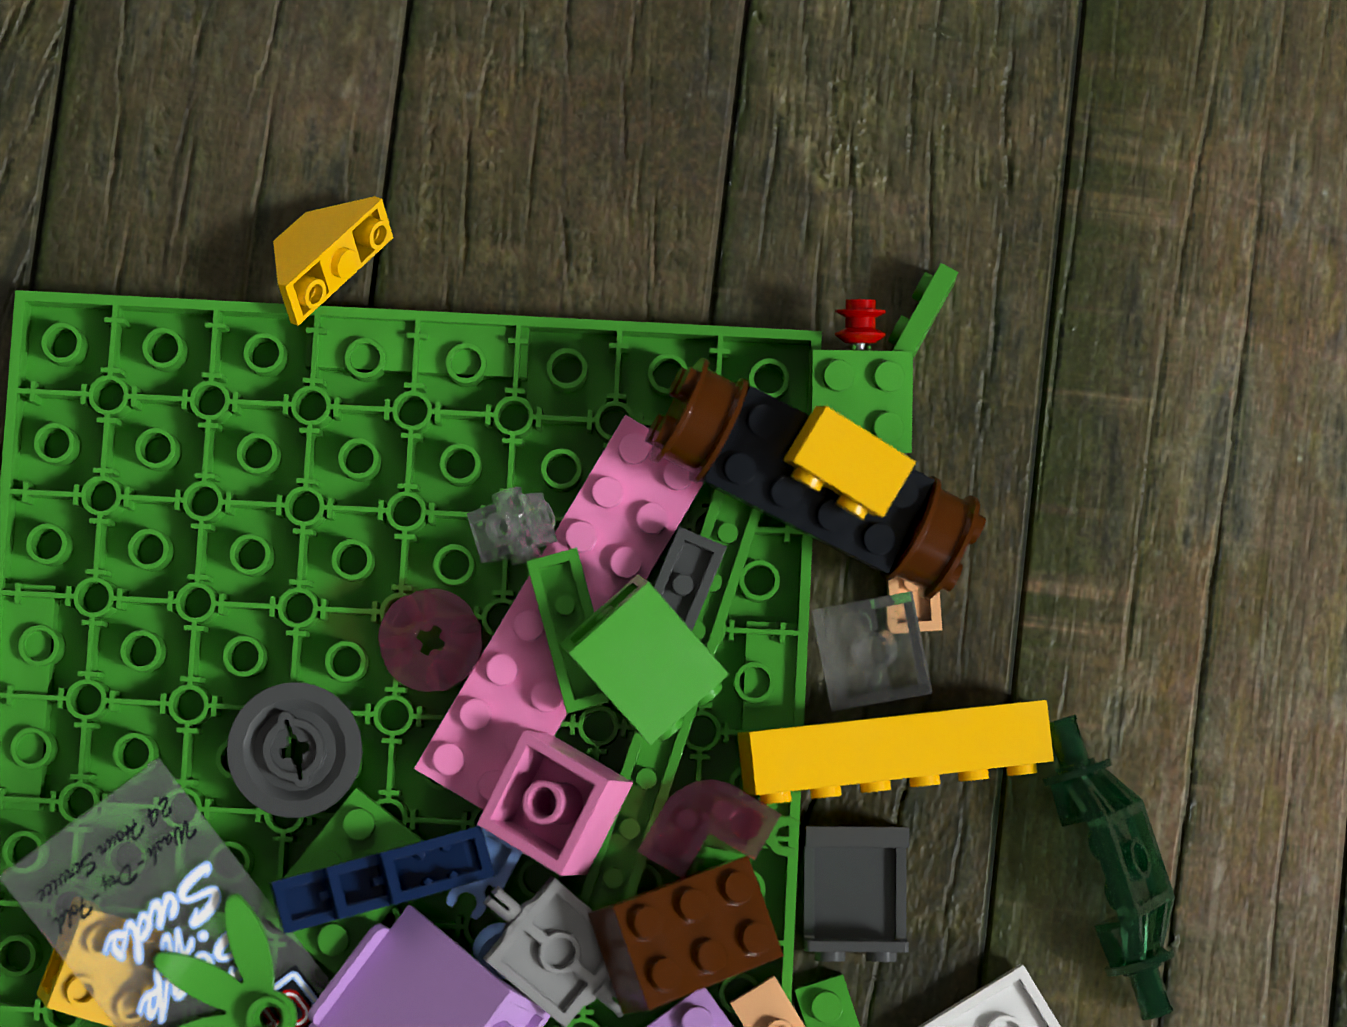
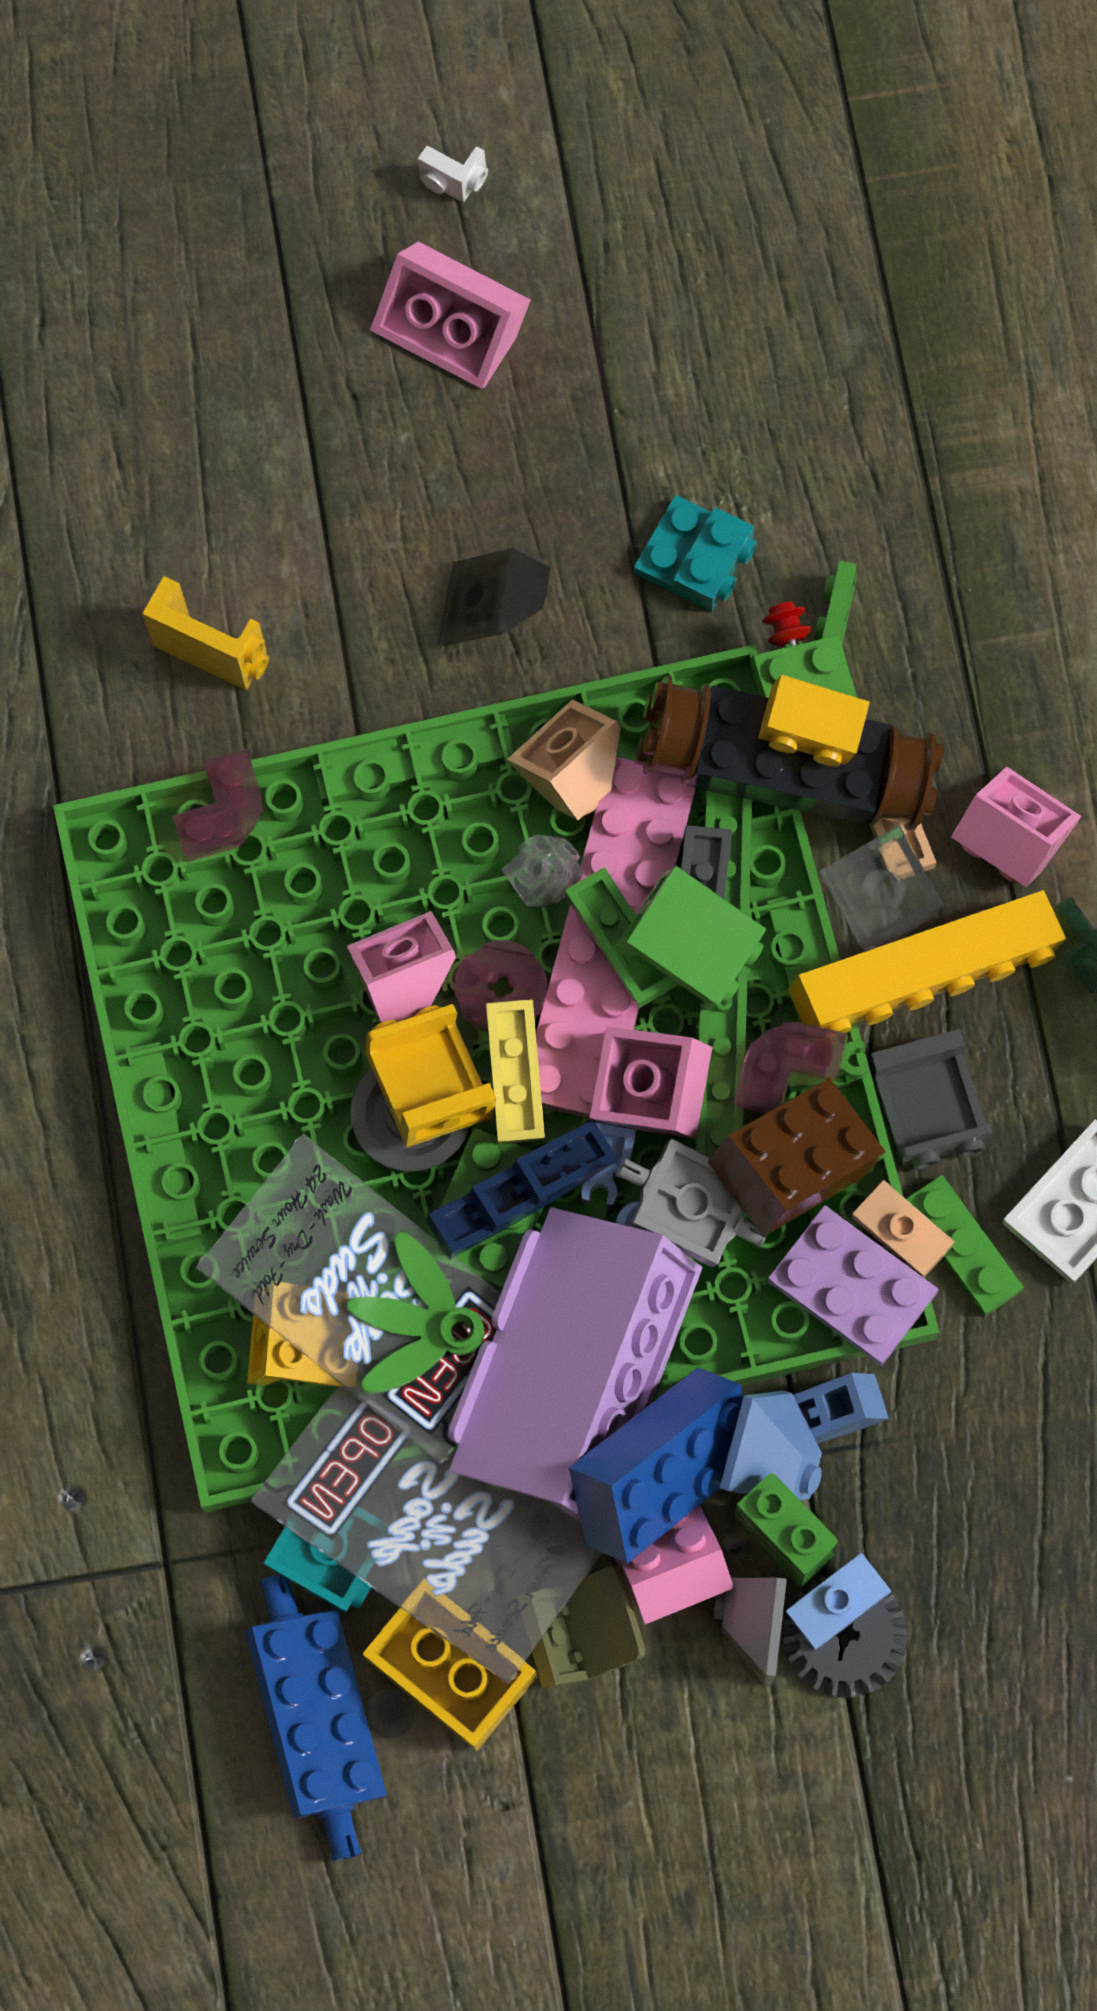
camera: 10 degrees left, 10 degrees down
(197, 113) = (201, 645): none -> yellow panel
(202, 360) = (231, 818): none -> clear pink plate
(320, 721) = (428, 1075): none -> yellow panel
(326, 251) = (312, 697): yellow slope -> none
(330, 589) = (403, 966): none -> bright pink slope
(414, 745) = (515, 1071): none -> light yellow plate
(556, 190) = (491, 595): none -> clear smoke slope
(581, 406) = (571, 759): none -> light nougat slope
(792, 202) = (696, 552): none -> teal plate
(1040, 614) = (1015, 827): none -> bright pink slope

